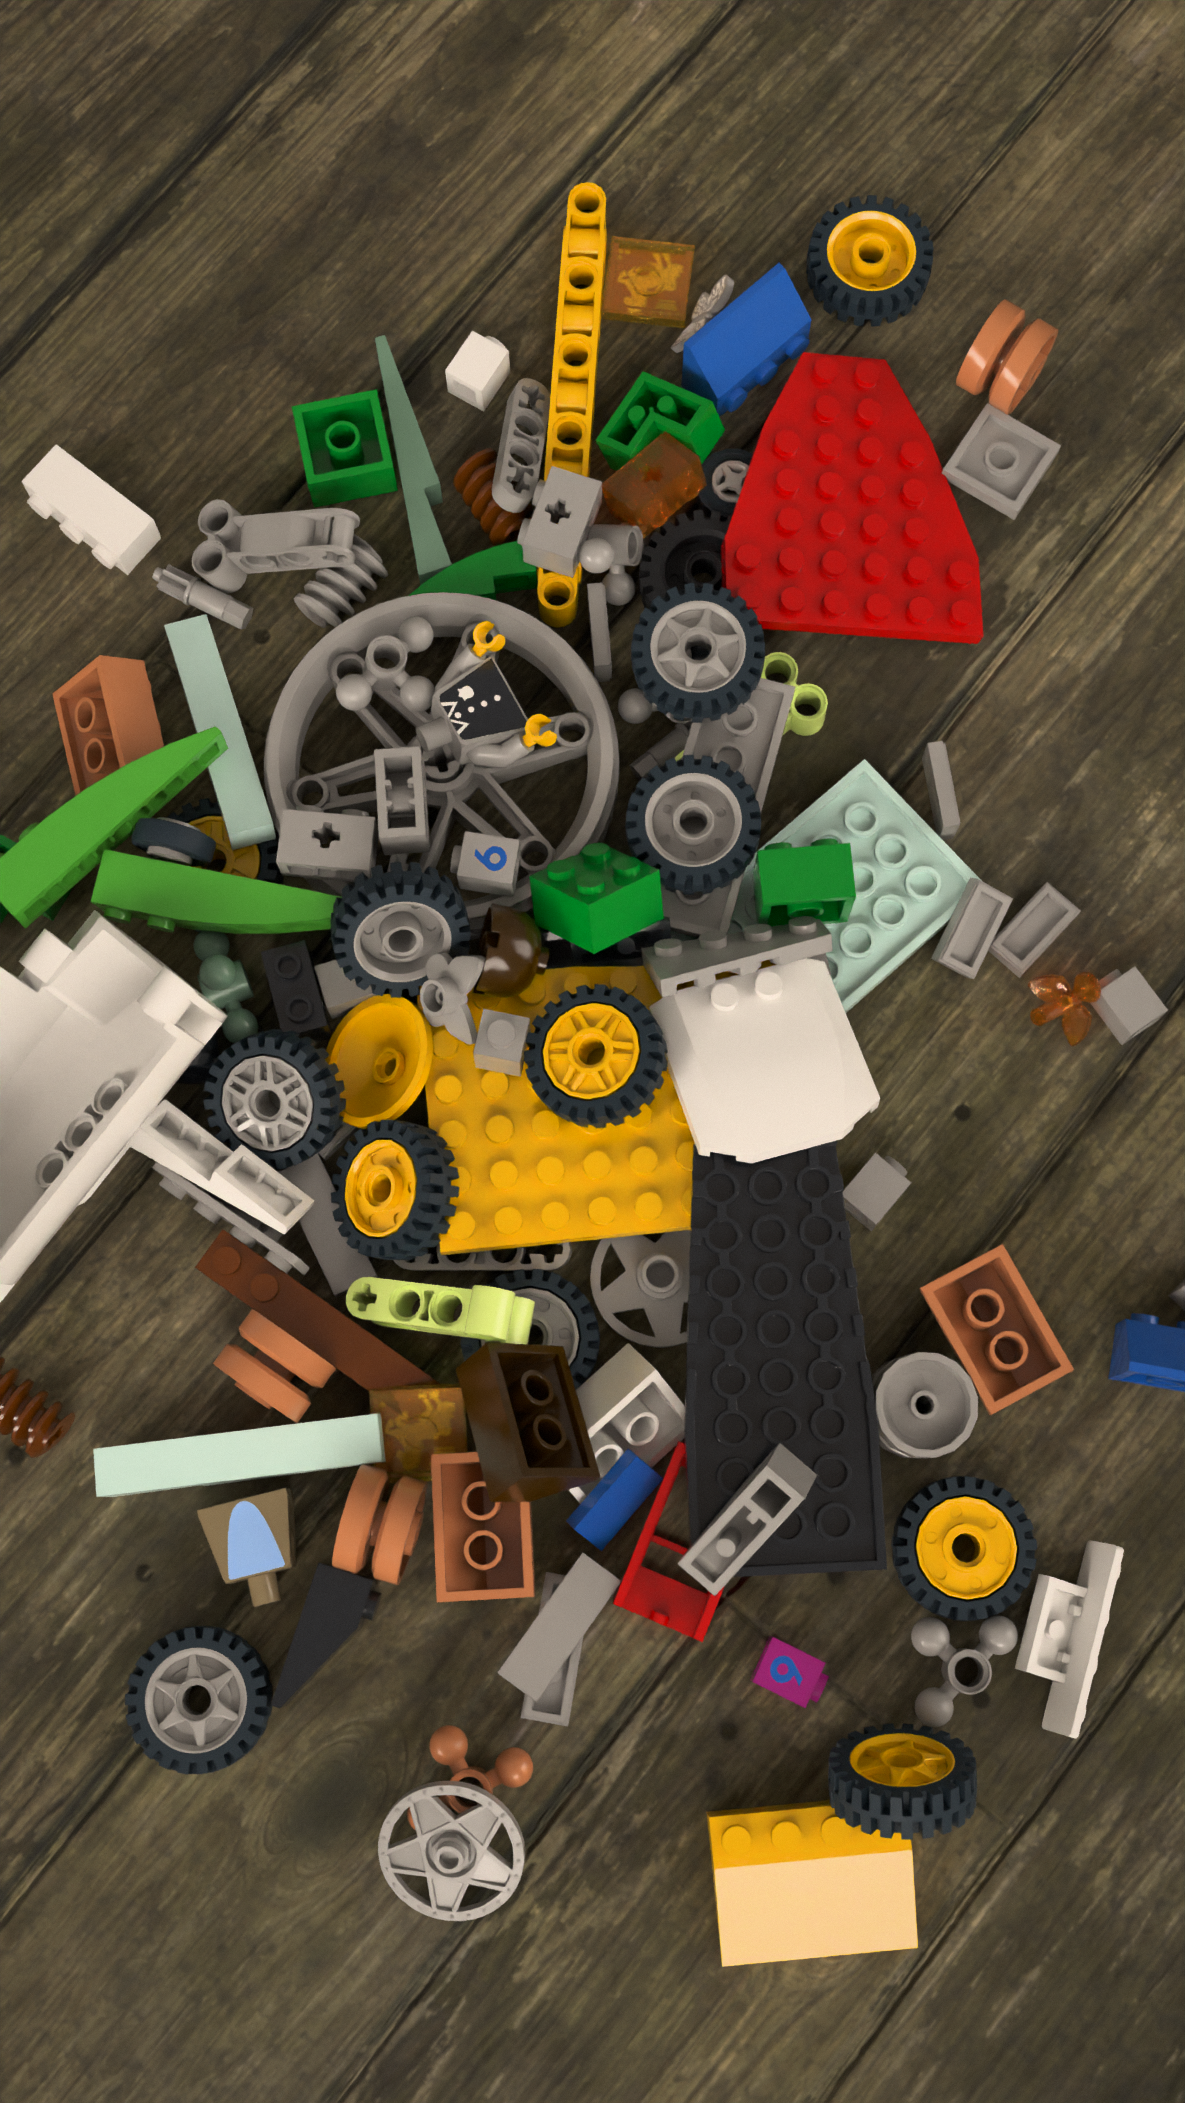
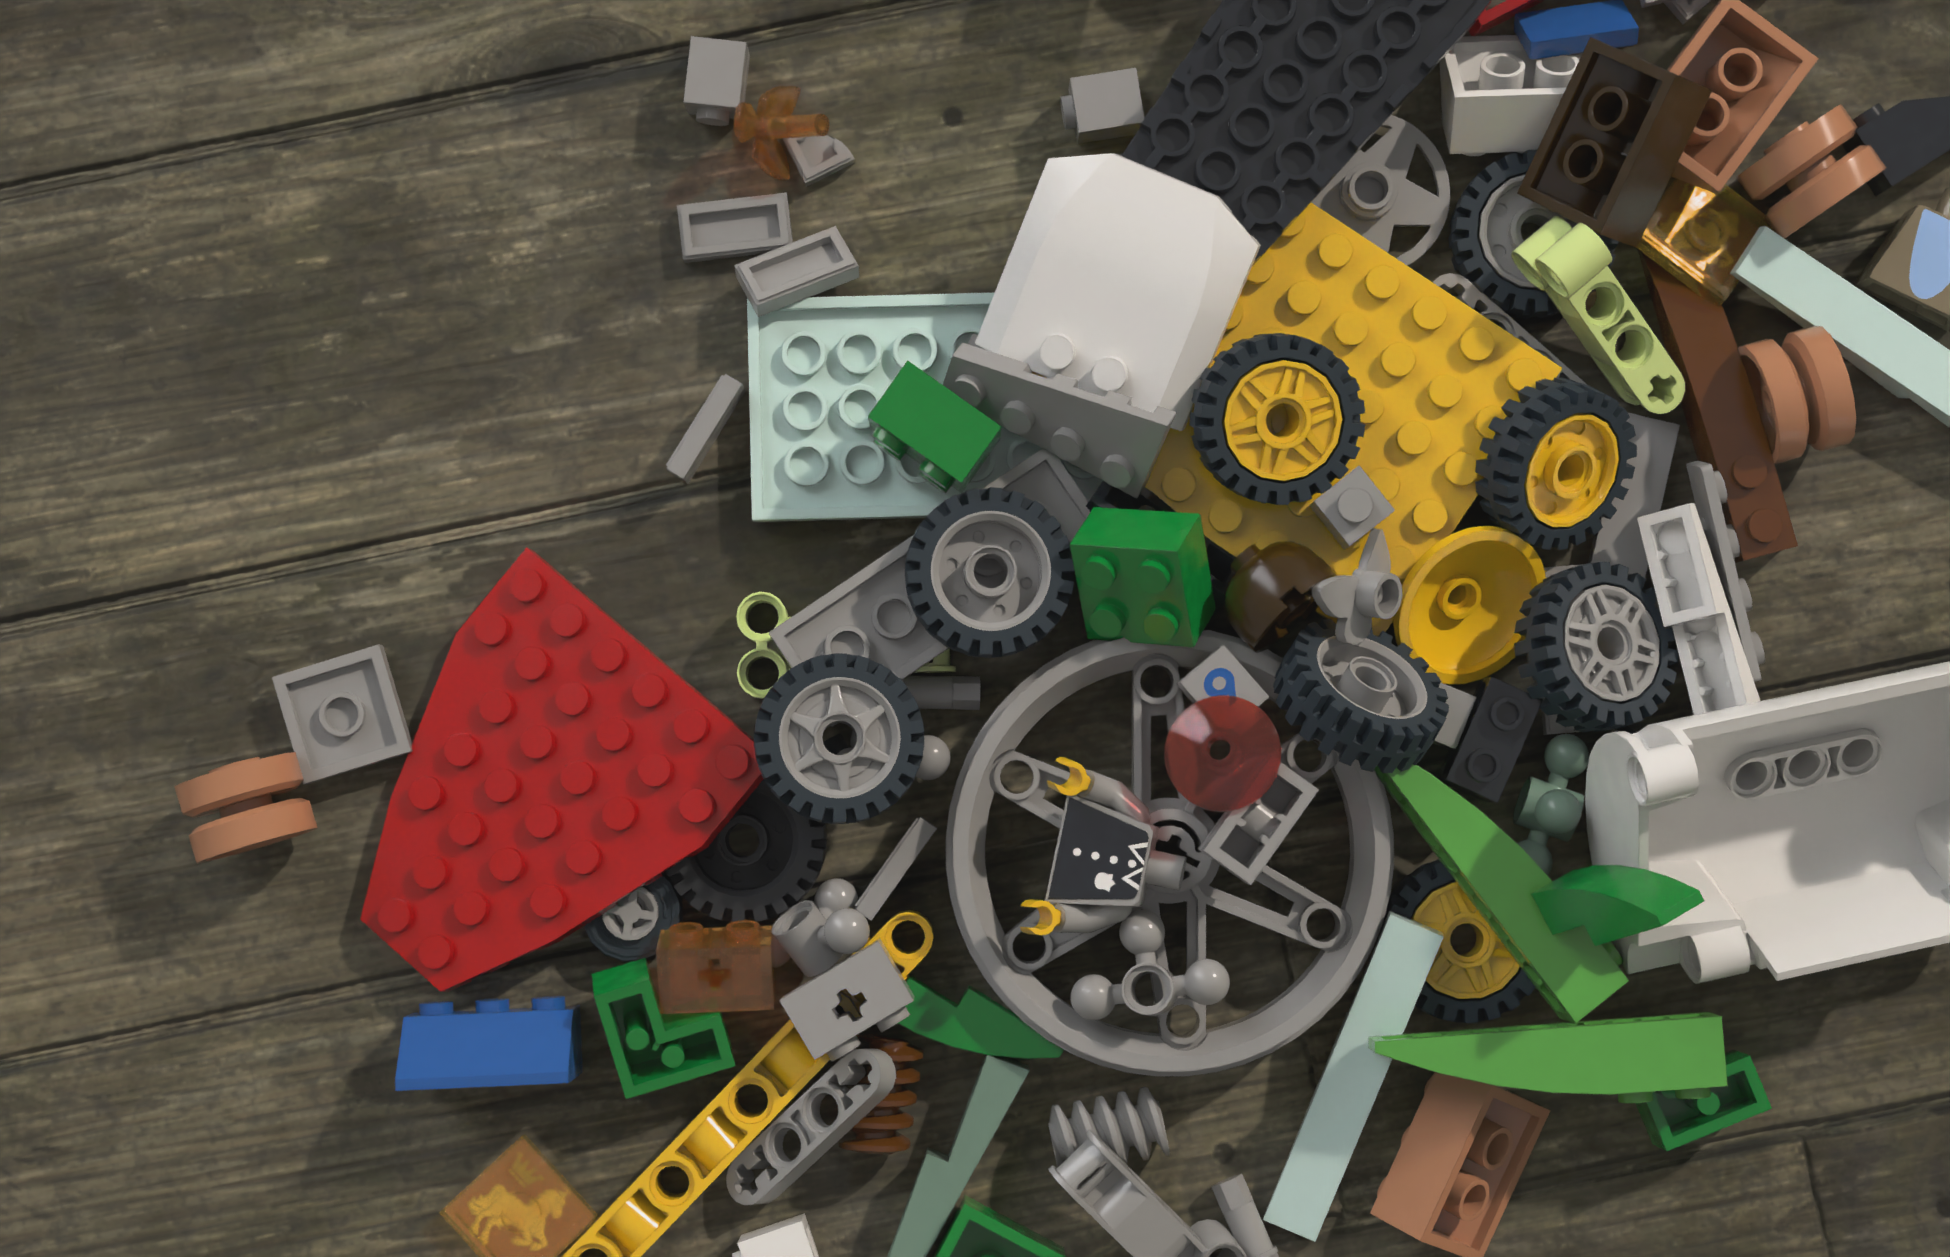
camera: 145 degrees left, 10 degrees up
(137, 916) = (1613, 901): none -> green slope
(173, 841) = (1502, 975): black wheel -> none
(347, 856) = (1392, 853): light grey brick -> none
(446, 830) = (1241, 775): none -> clear red dish
(706, 309) = (502, 1113): light grey animal -> none
(873, 233) = (236, 1051): wheel -> none
(1017, 1016) = (818, 156): none -> light grey tile

